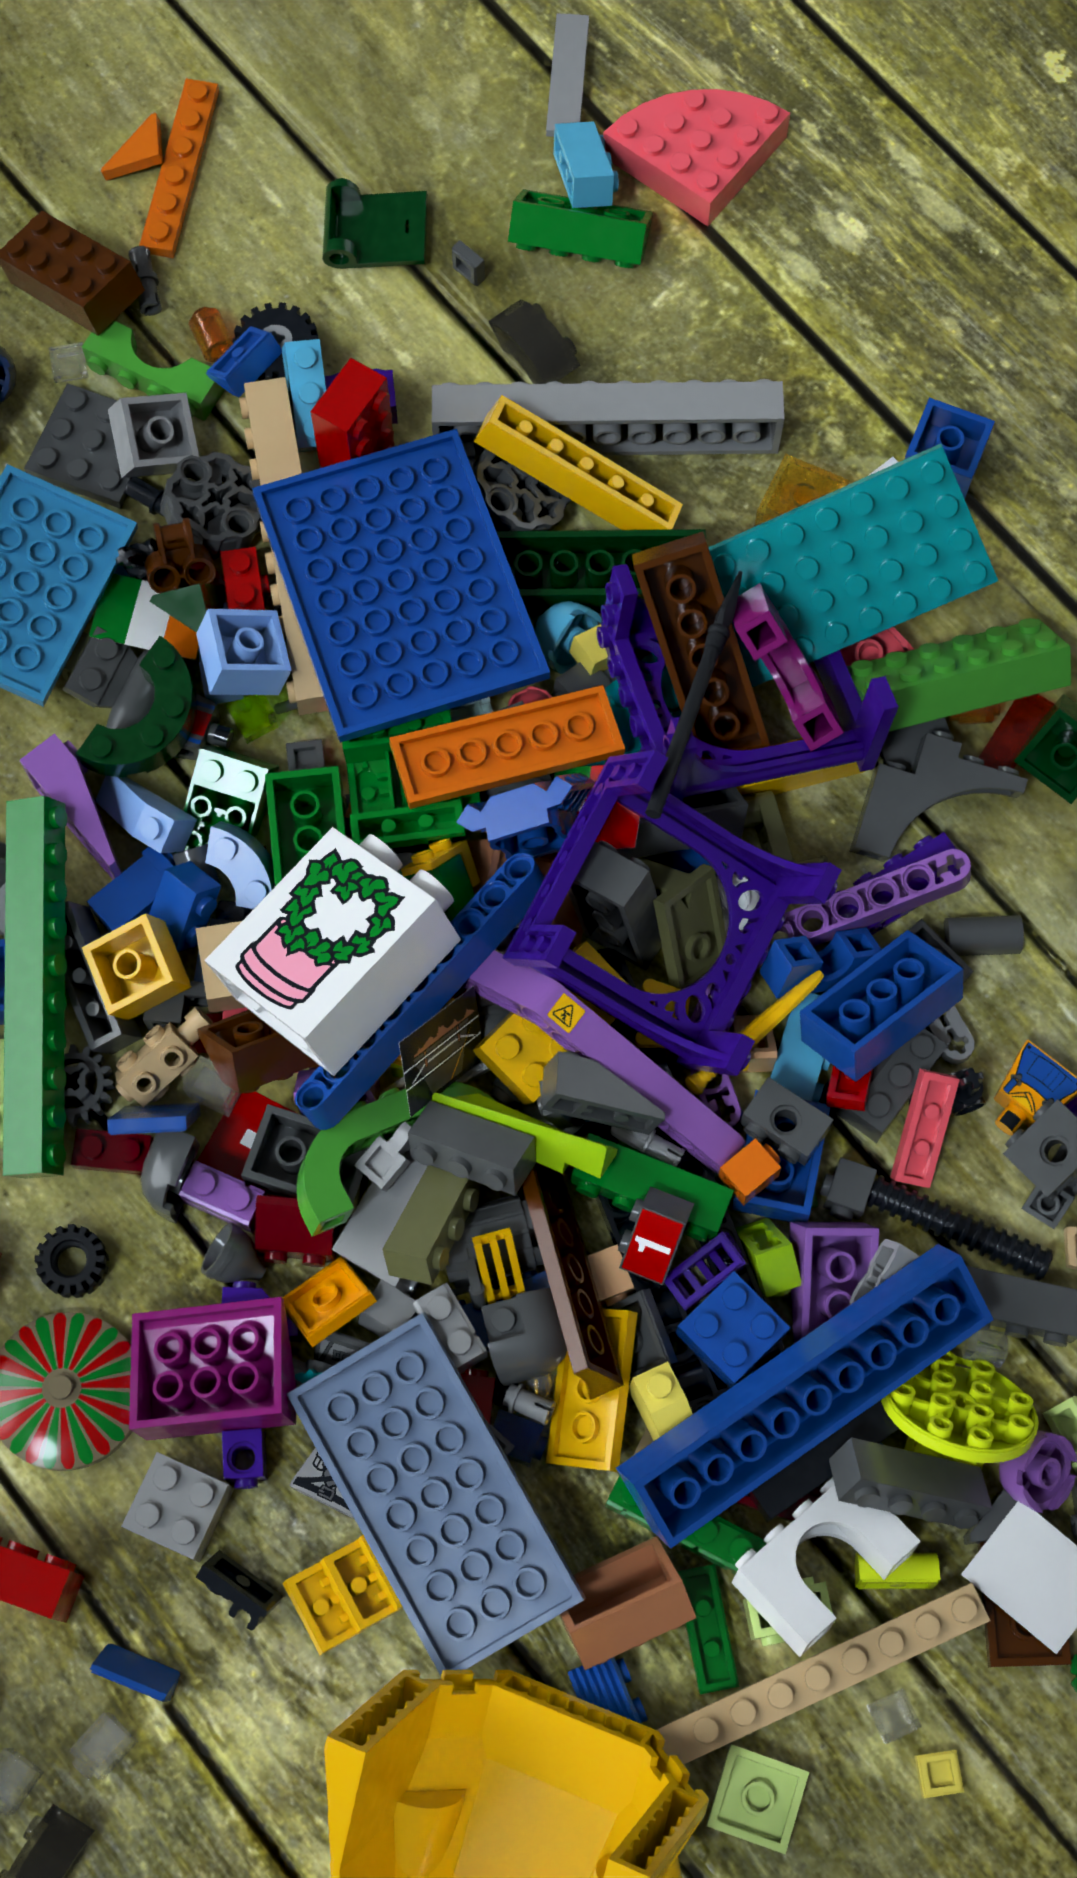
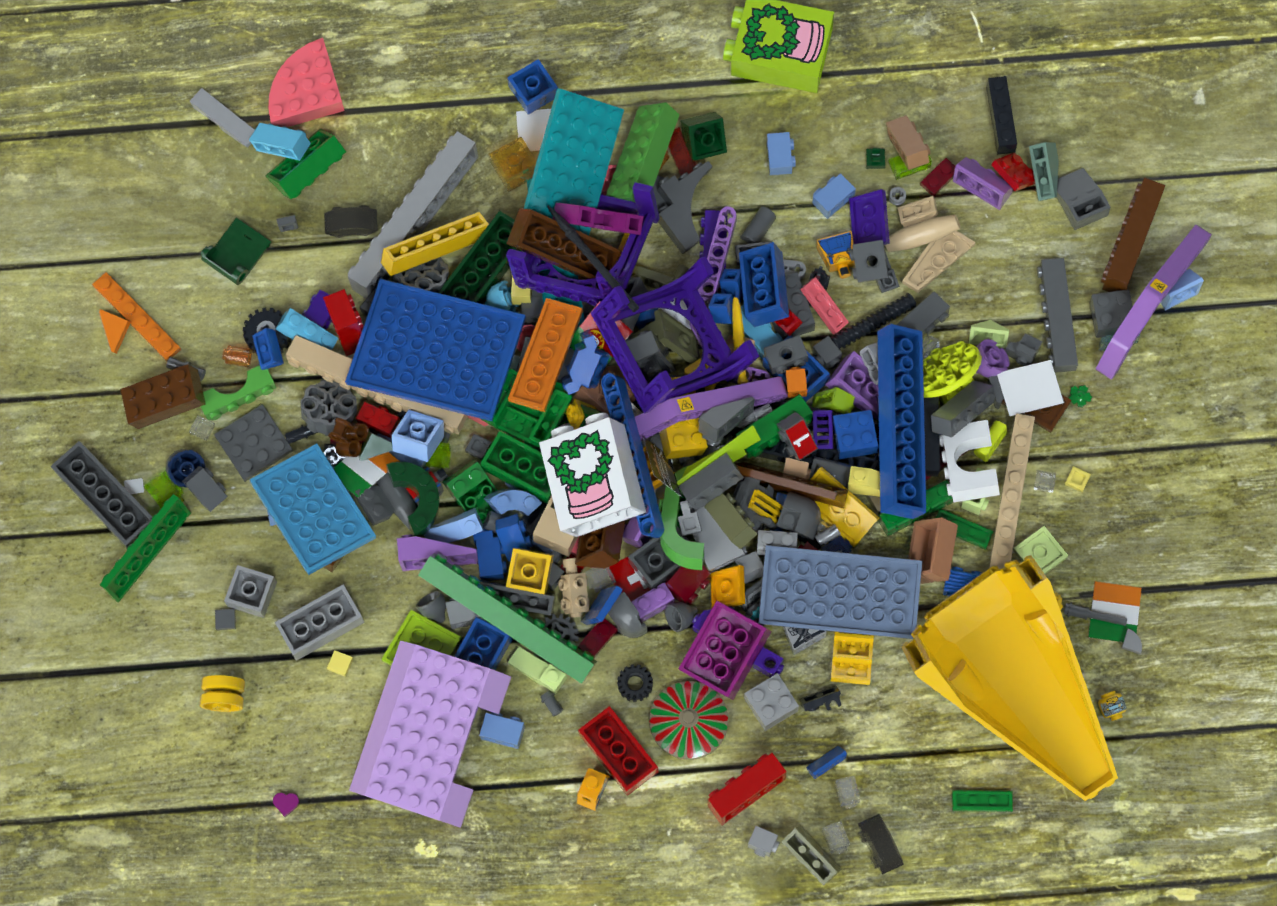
camera: 50 degrees left, 0 degrees up
(152, 433) = (276, 411): light grey brick -> none

